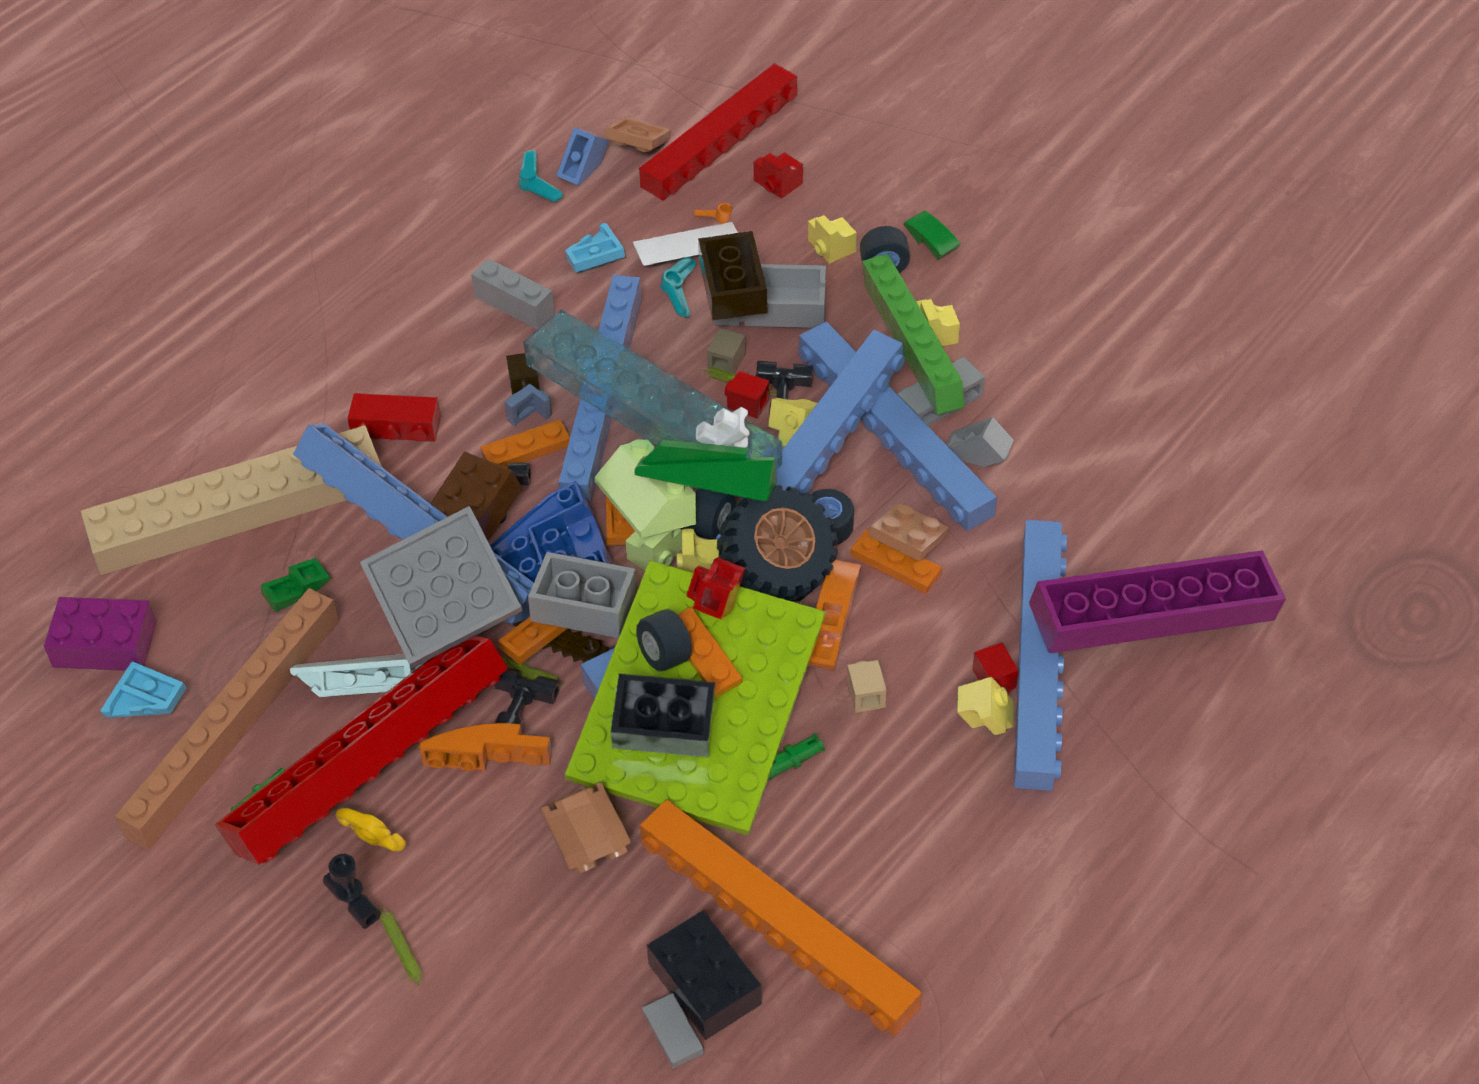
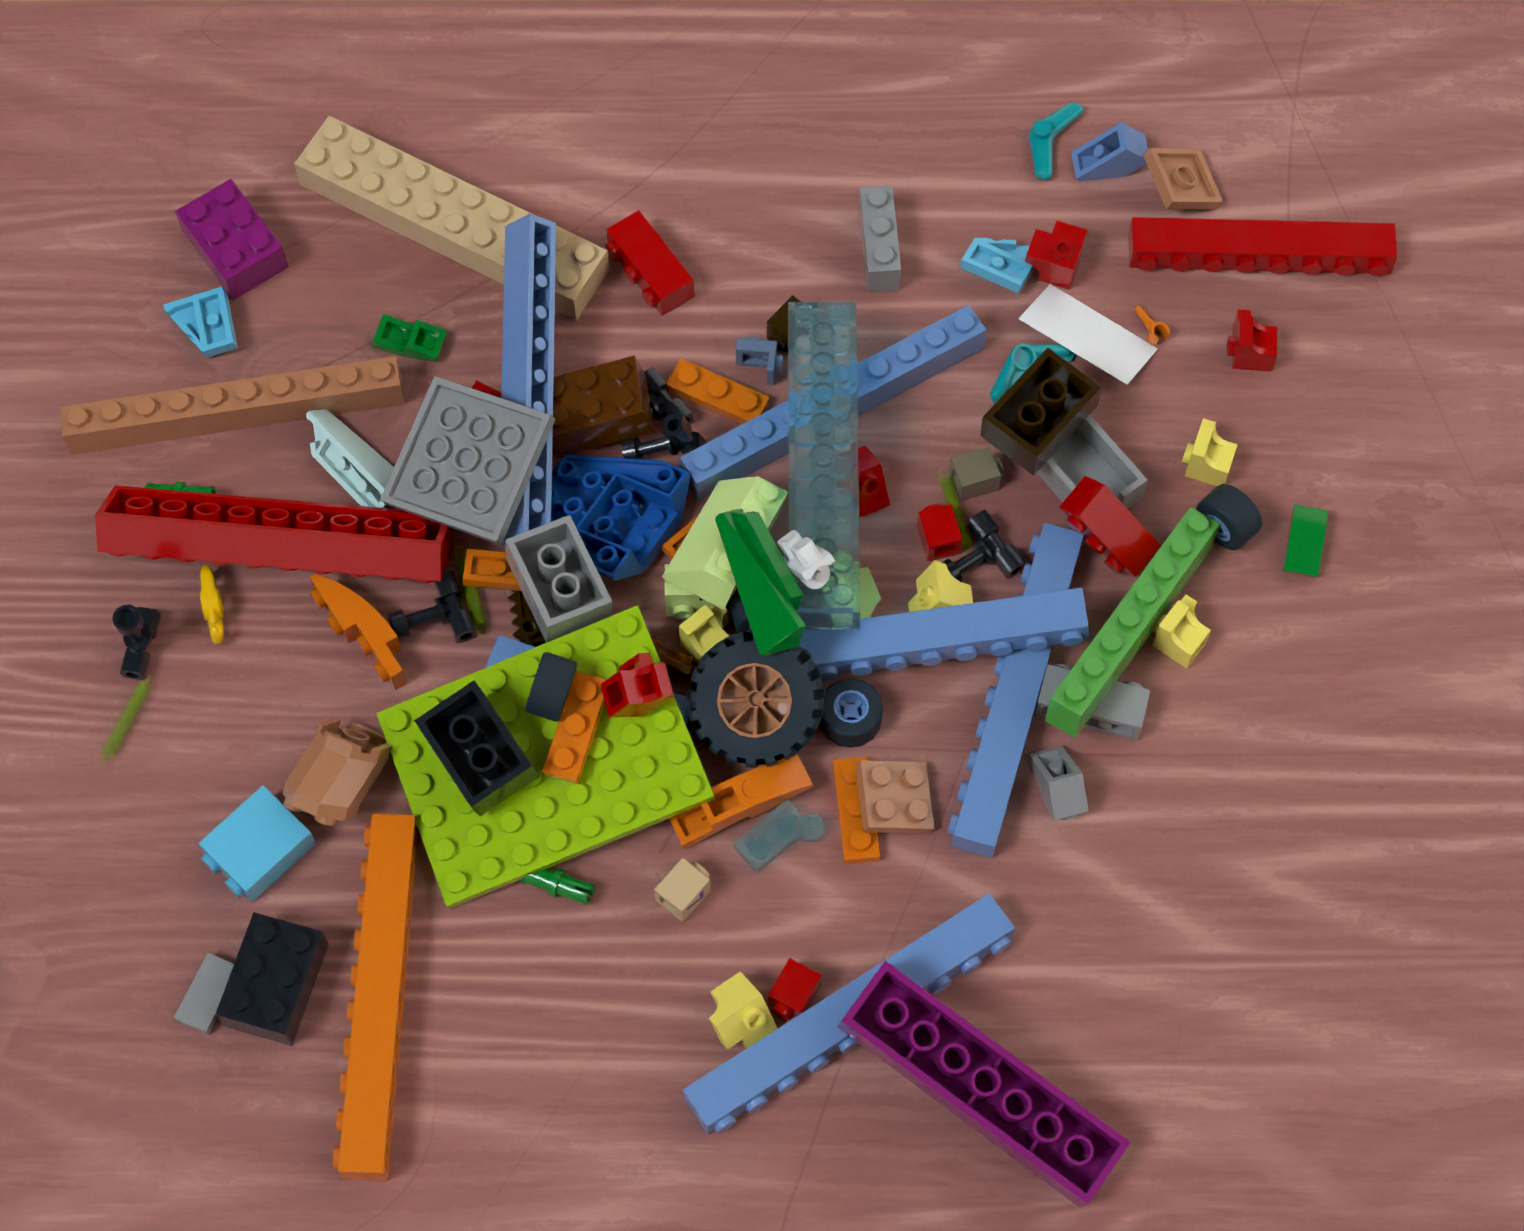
camera: 50 degrees right, 15 degrees up
(545, 478) = (677, 438): none -> black bar
(587, 919) = (256, 844): none -> medium azure brick
(623, 218) = (1057, 253): none -> red brick
(839, 300) = (1109, 527): none -> red brick
(874, 611) = (776, 834): none -> clear light blue hinge

